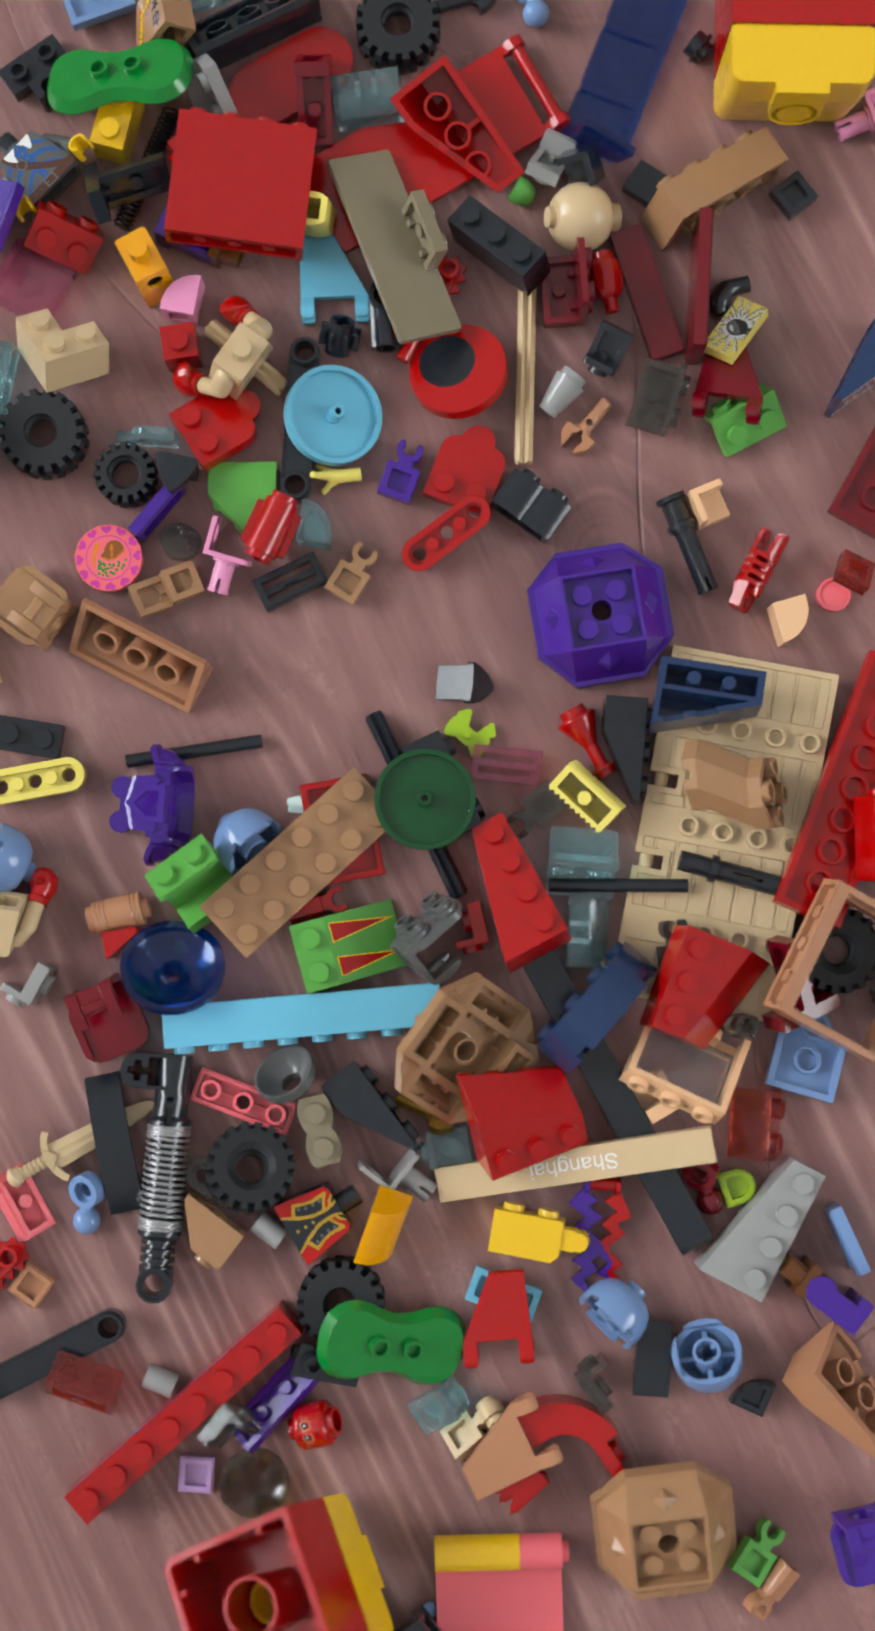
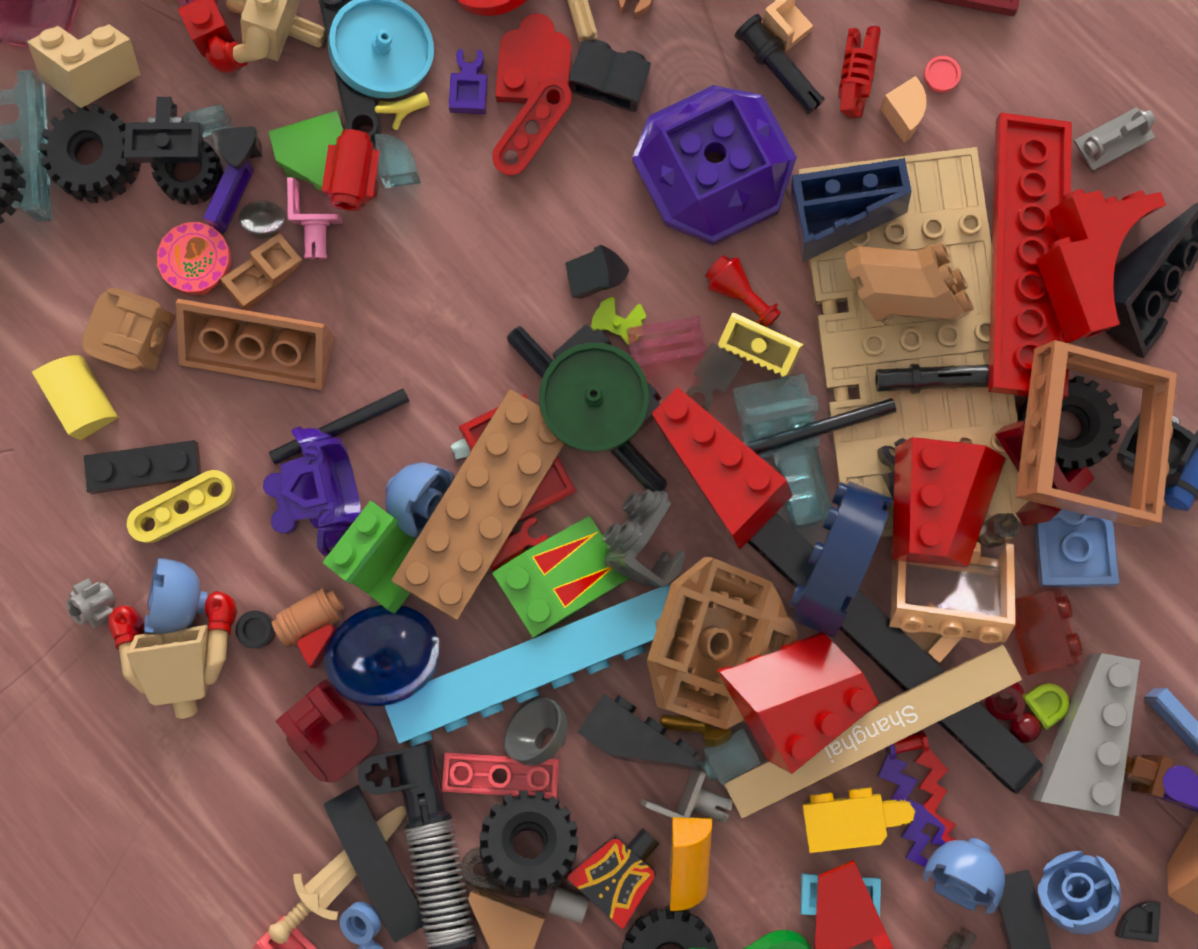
camera: 15 degrees left, 5 degrees down
(39, 983) = (245, 717): light grey bracket -> none
(68, 908) = (255, 629): none -> black tile
(113, 444) = (163, 137): none -> black hinge
(217, 426) = (266, 92): red plate -> none
(295, 594) = (395, 237): black tile -> none
(323, 1137) = (596, 787): dark tan brick -> none
(349, 578) = (447, 203): medium nougat plate -> none
(473, 921) = (685, 511): red bracket -> none
(624, 734) = (778, 274): black slope -> none
(854, 572) = (956, 43): clear red plate -> none

